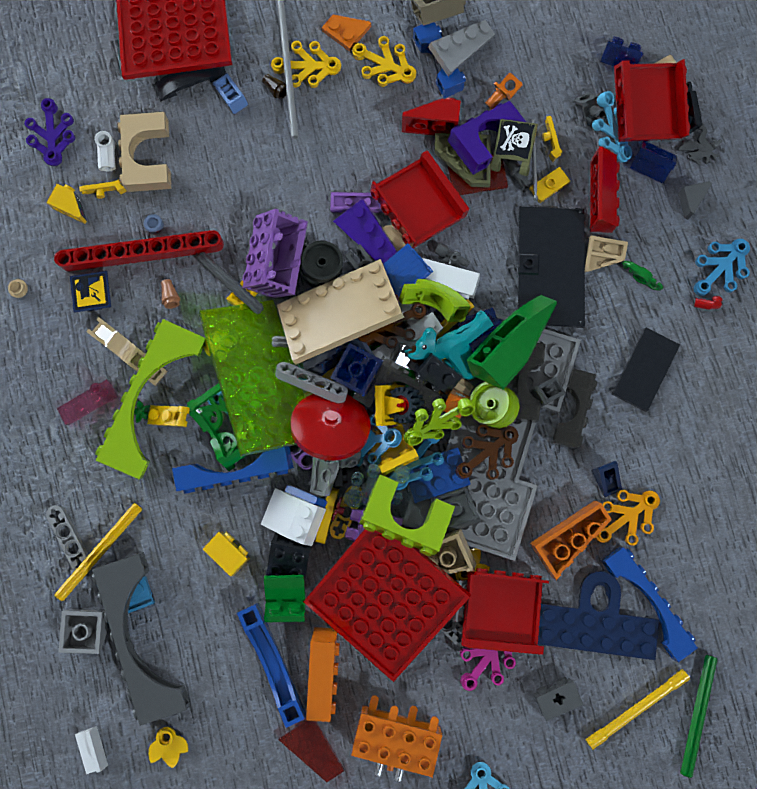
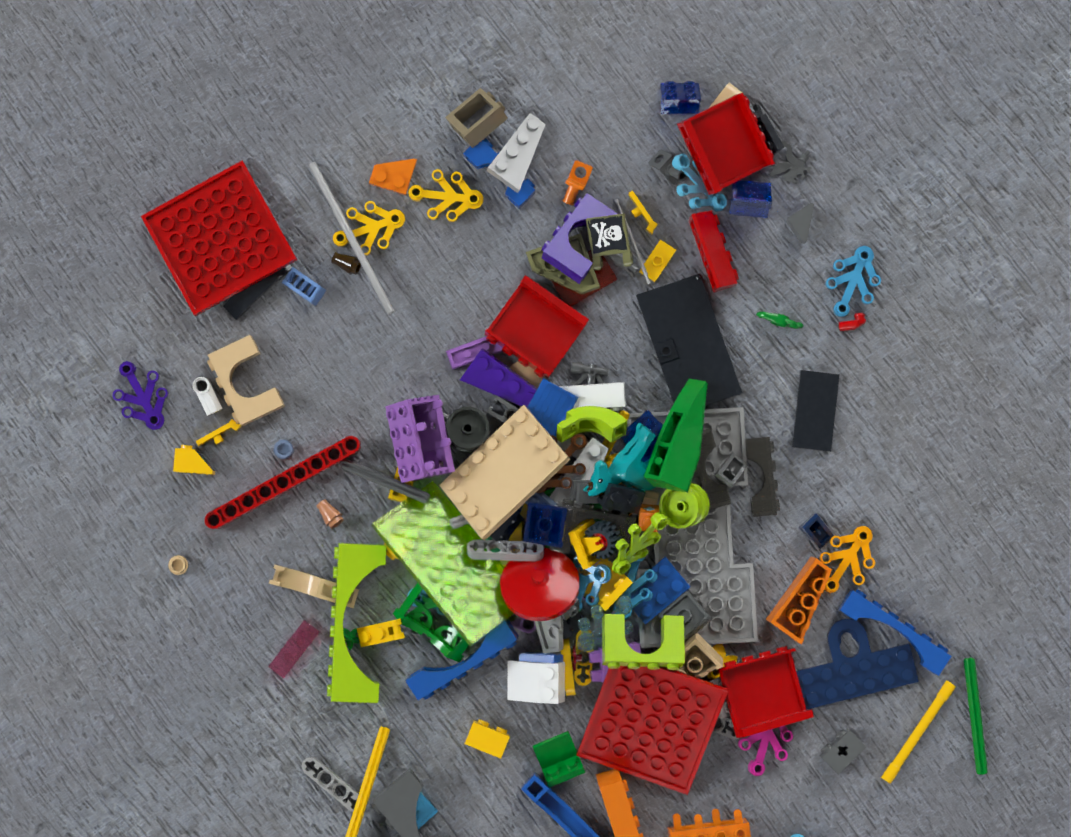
camera: 25 degrees left, 5 degrees up
(90, 291) = (252, 541): piece -> none
(287, 557) = (545, 720): black bracket -> none
(432, 118) = (522, 239): red slope -> none
(490, 450) = (696, 547): reddish brown plant -> none
(604, 252) = (734, 311): tan wing -> none

